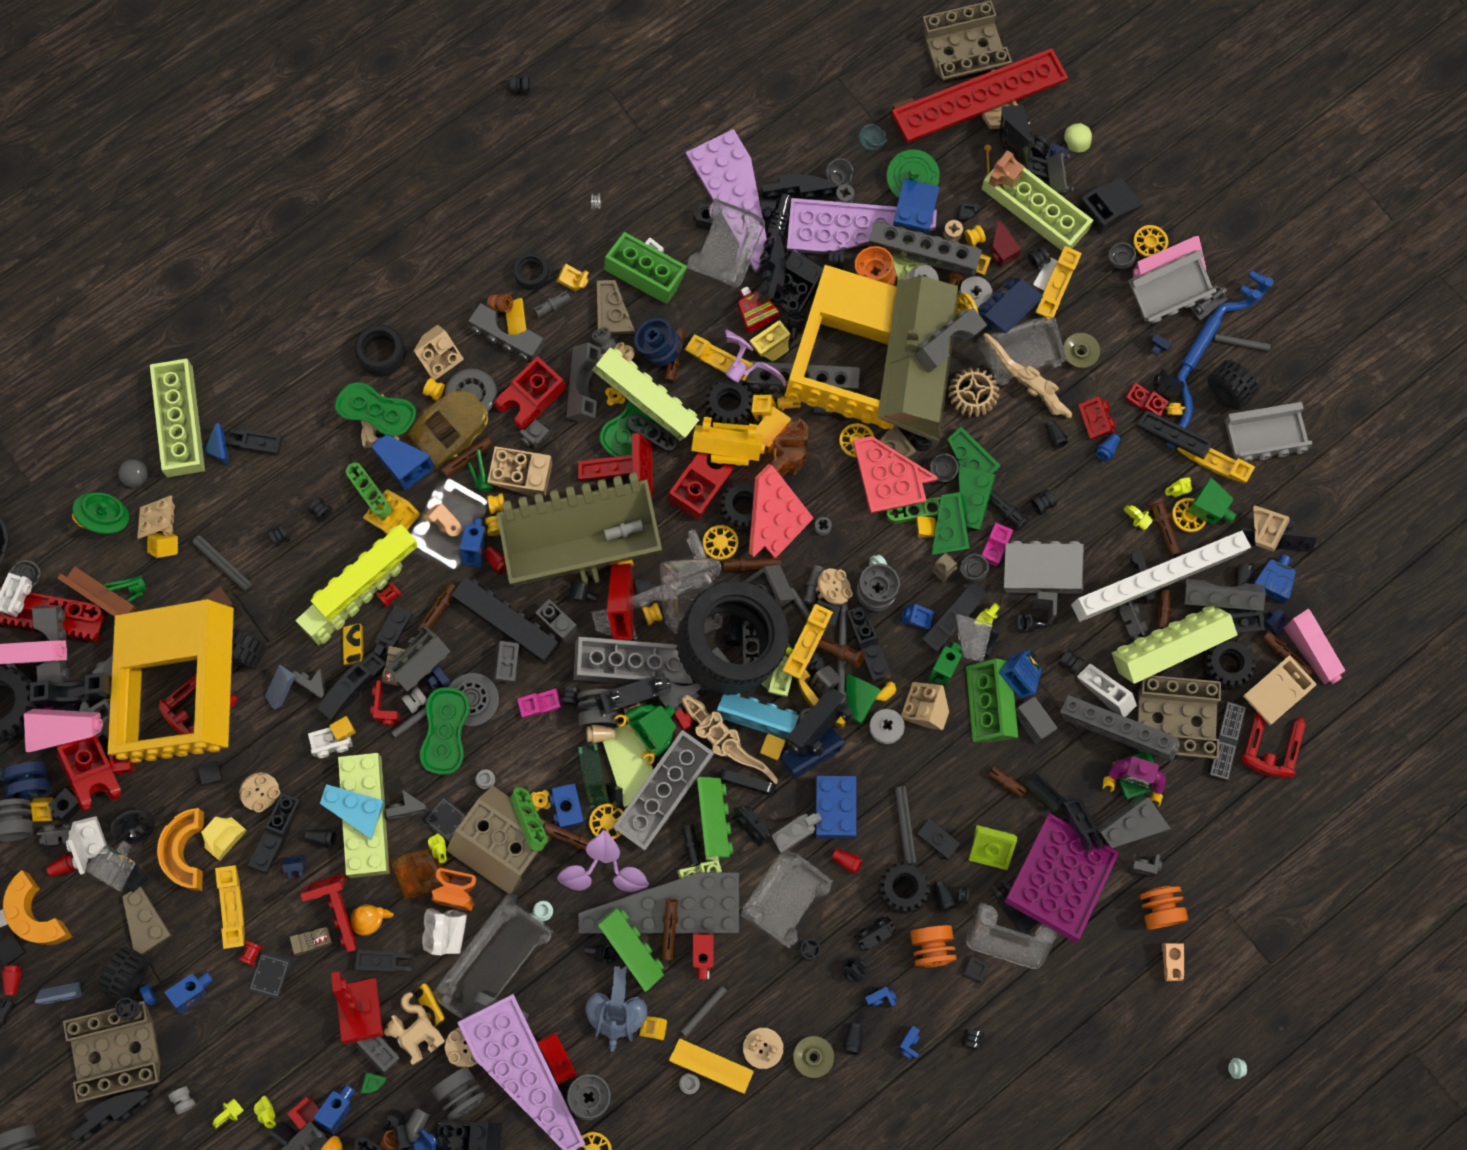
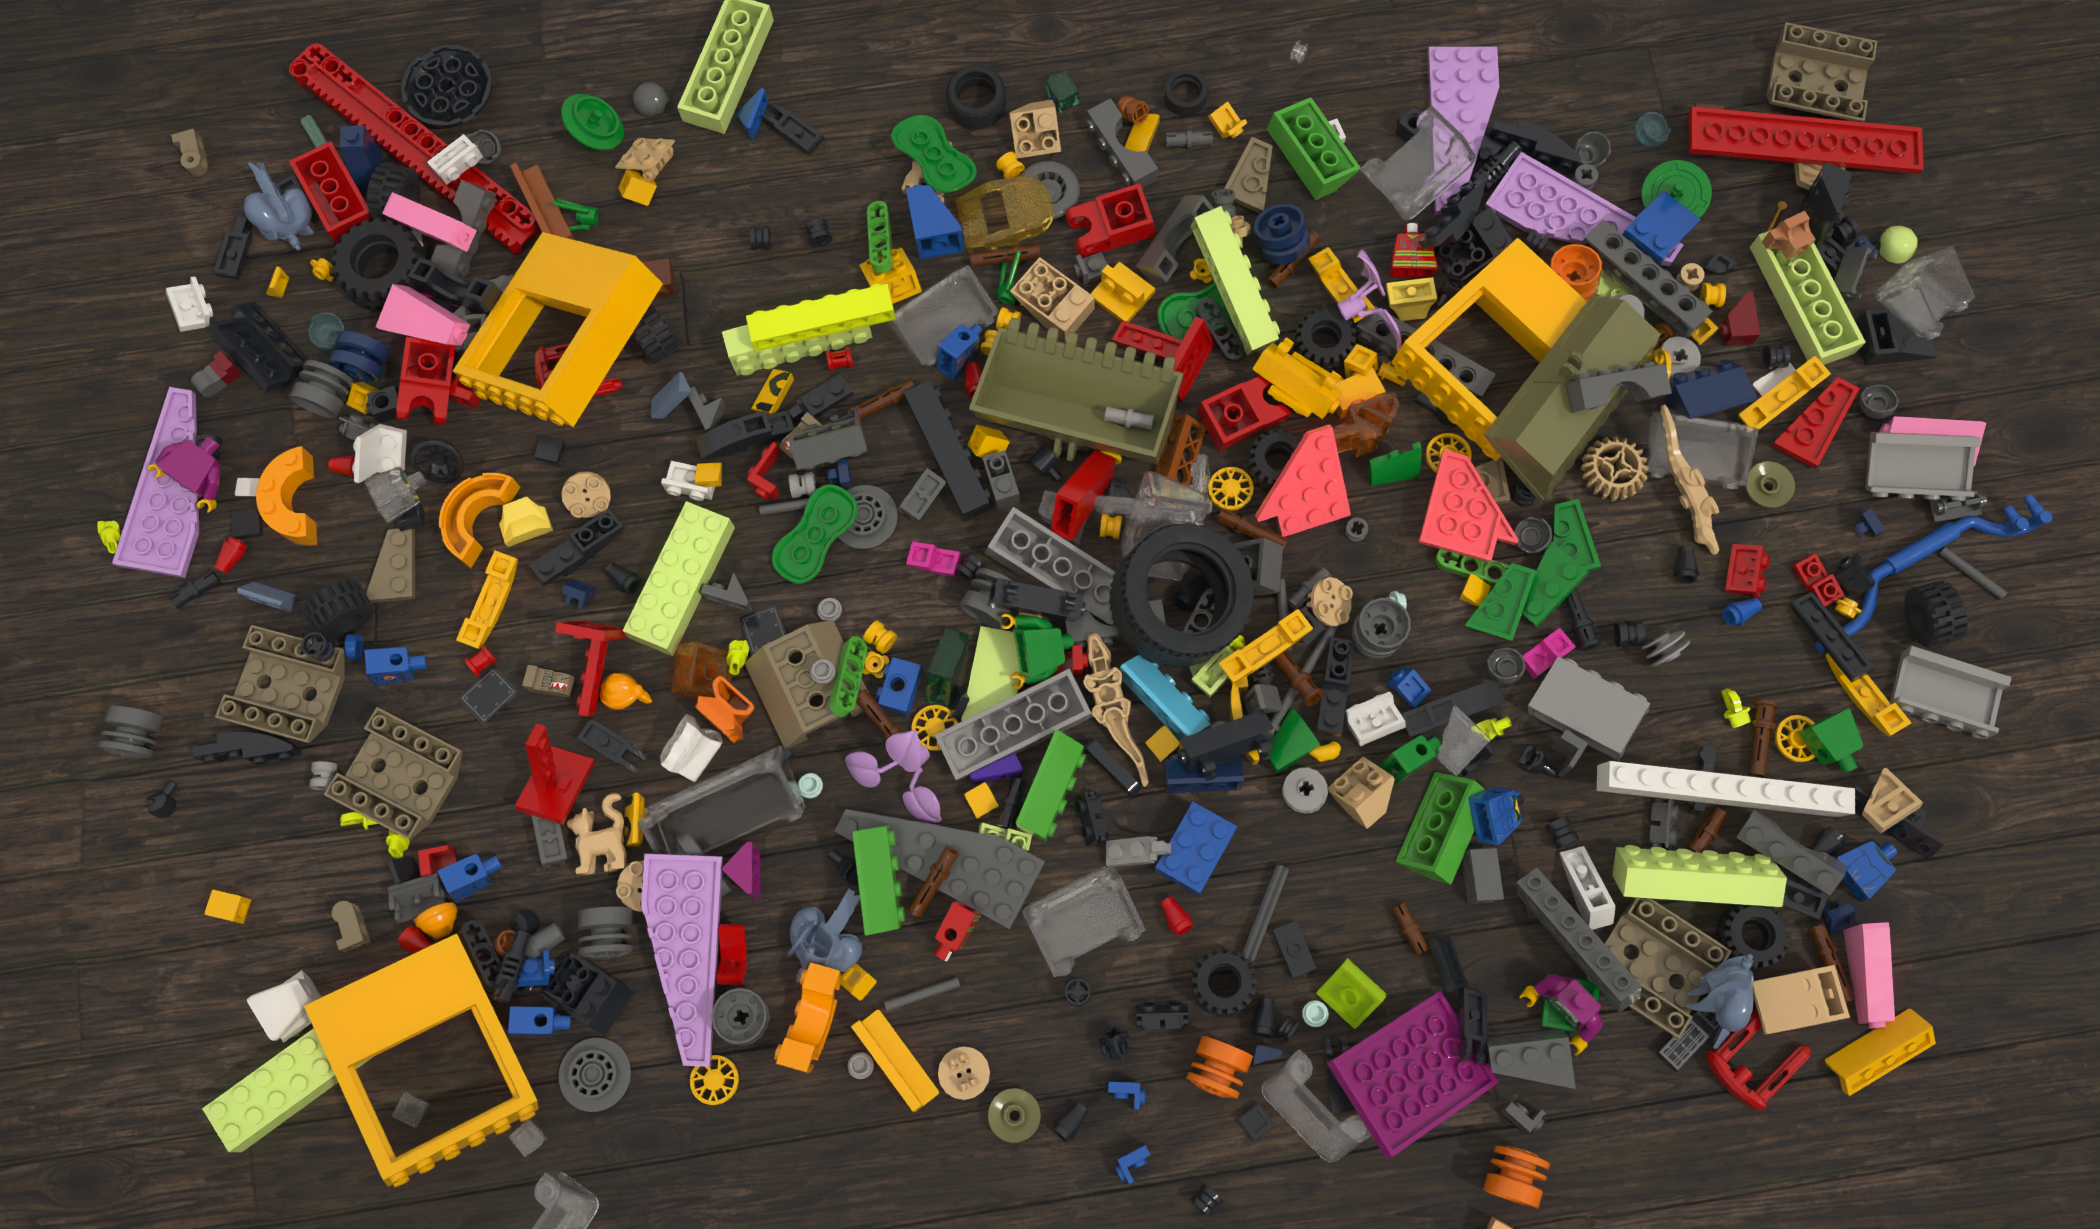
camera: 35 degrees right, 0 degrees up
(222, 563) = (687, 237): dark grey axle -> none
(239, 1052) = (392, 795): none -> dark tan slope
(354, 808) = (669, 563): medium azure wing -> none
(372, 1083) = (526, 870): green tile -> none
(440, 314) = (1062, 91): none -> clear green brick
(444, 520) = (941, 307): light nougat leg -> none
(509, 825) = (822, 671): none -> light grey plate
(531, 599) = (987, 441): none -> yellow panel
(532, 996) = (745, 869): none -> magenta slope
(533, 779) = (880, 637): none -> yellow wheel
(566, 441) = (1122, 292): none -> yellow bracket
(599, 733) = (978, 625): tan cone -> none
(639, 1070) = (813, 1019): none -> light orange brick
(668, 540) = (1178, 439): none -> dark orange fence
(669, 855) = (981, 800): none -> yellow slope
(673, 823) = (1003, 768): none -> dark purple slope
(826, 468) = (1395, 466): none -> green slope
(906, 652) = (1374, 719): none -> white bracket
(944, 567) = (1471, 646): dark tan leg -> none
(956, 920) = (1263, 1054): none -> dark blue slope
(975, 874) = (1315, 1013): none -> light aqua plate
(1073, 497) = (1667, 647): none -> light grey piece
(1090, 296) = (1815, 428): none -> red wing
(1113, 164) = (1926, 291): none -> clear windscreen
(1150, 241) = (1922, 402): yellow wheel -> none
(1179, 488) = (1805, 701): neon yellow piece -> none
(1235, 713) = (1728, 995): none -> sand blue hair
(1347, 695) = (1881, 1051): none -> yellow panel

